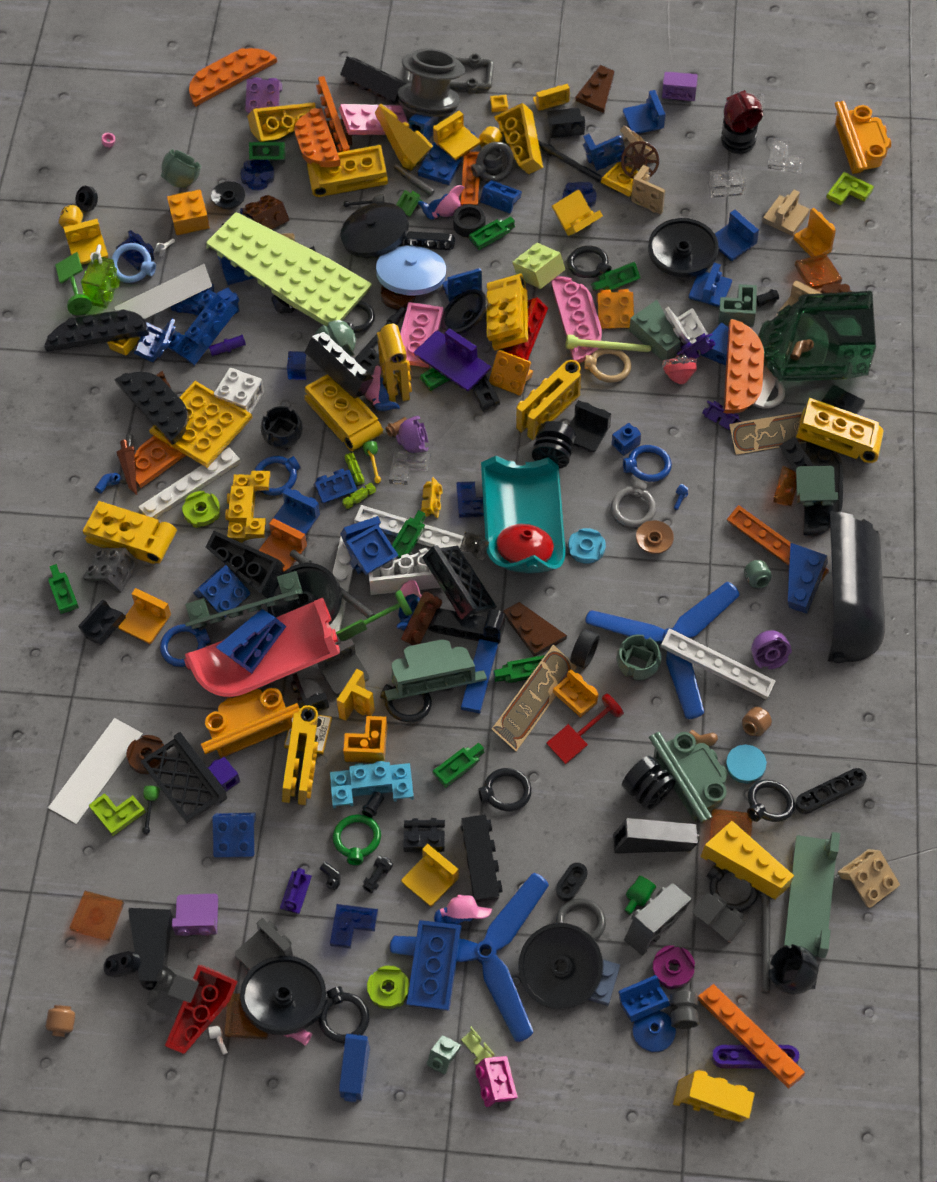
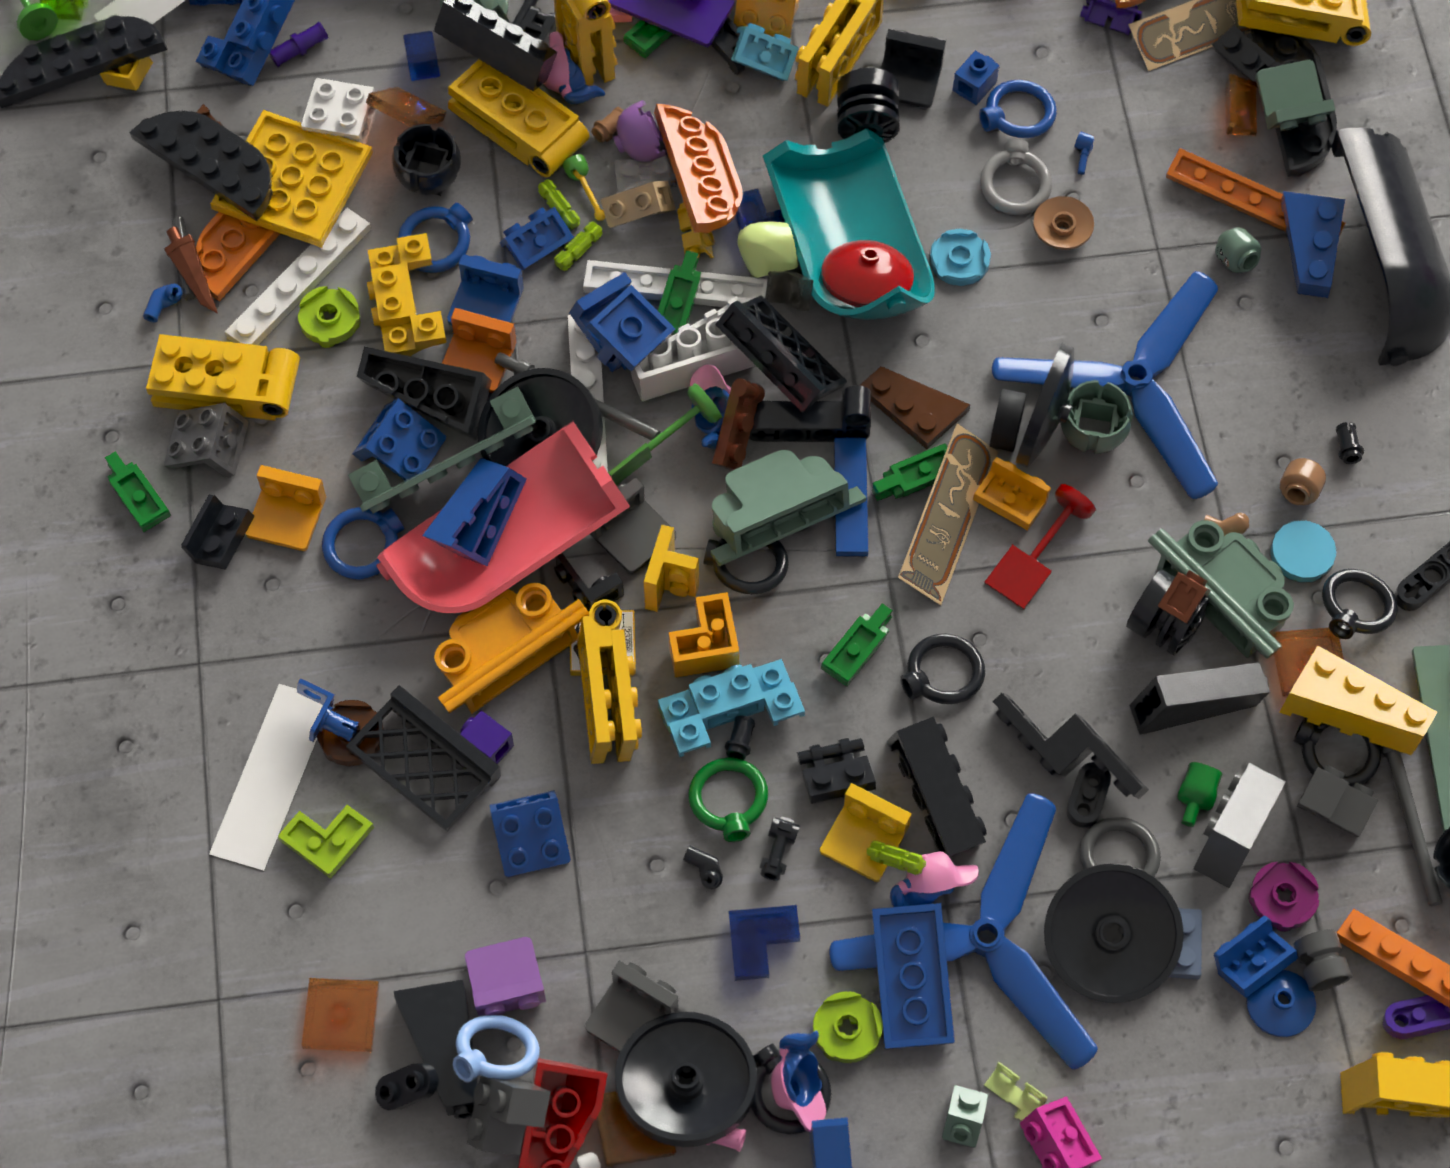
camera: 15 degrees left, 5 degrees up
(133, 741) = (327, 718): none -> blue bracket
(151, 794) = (375, 796): hinge -> none
(156, 342) = (179, 64): blue bracket -> none
(160, 957) = (472, 1063): none -> light blue piece
(278, 394) = (405, 107): none -> clear orange plate
(296, 891) = (655, 904): dark purple hinge -> none
(348, 1009) = (796, 1079): none -> blue hair
(401, 476) = (638, 203): none -> tan bracket
(442, 893) = (896, 857): none -> lime axle
(443, 463) = (701, 168): none -> orange plate
(468, 517) = (767, 248): none -> yellowish green piece
(500, 400) = (763, 52): none -> medium azure bracket
(567, 850) = (1069, 746): none -> black bracket
(606, 644) = (1050, 407): none -> black dish
(656, 772) = (1184, 595): none -> copper bracket
(717, 664) = (1219, 403): white plate -> none
(770, 649) = (1293, 364): medium lavender cylinder -> none
(792, 708) = (1350, 450): none -> black pin

